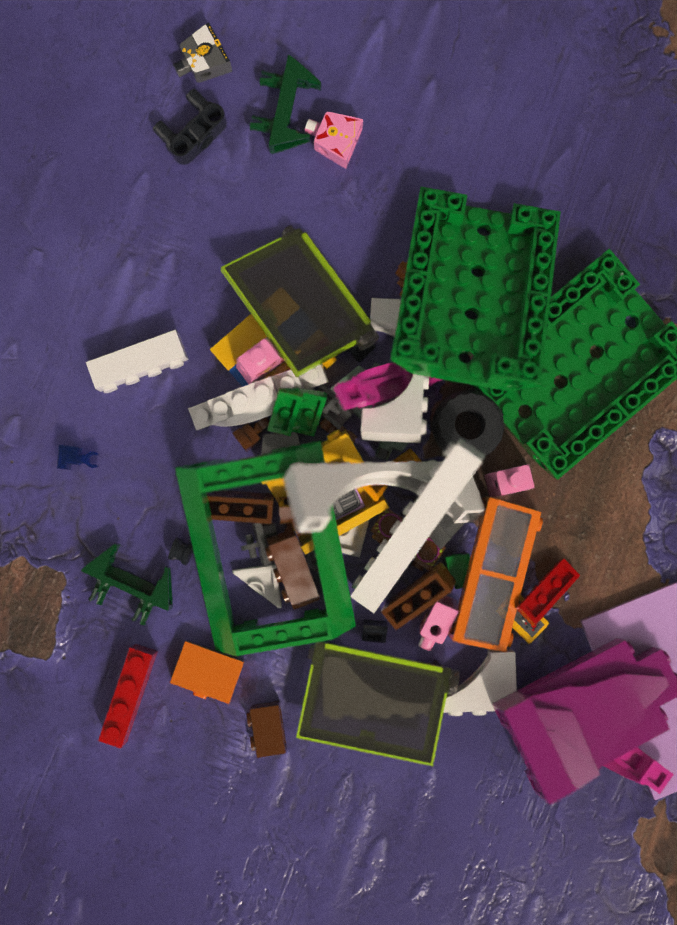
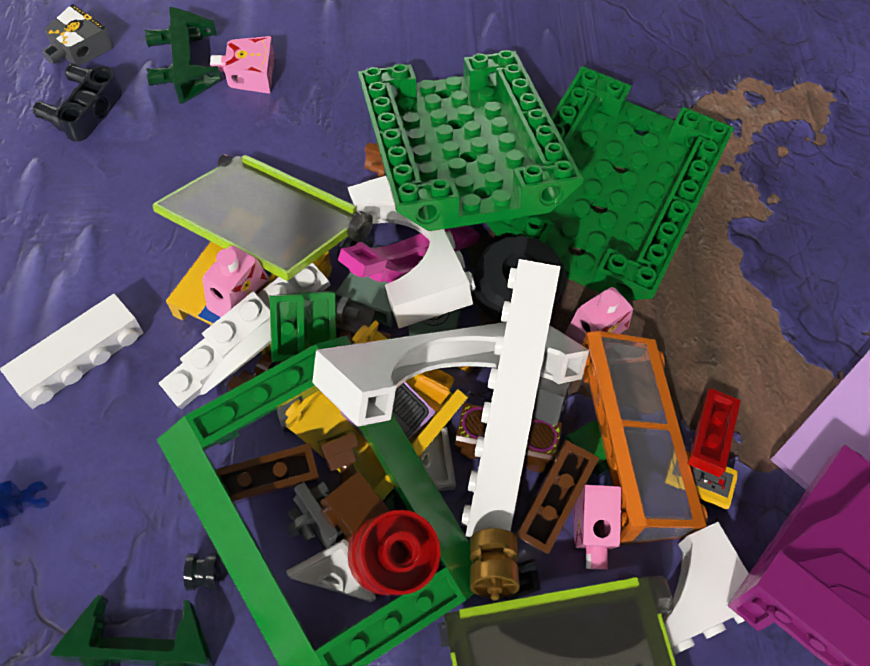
camera: 25 degrees left, 25 degrees down
(297, 598) = (394, 553): none -> red wheel
(357, 627) = (494, 563): none -> pearl gold wheel

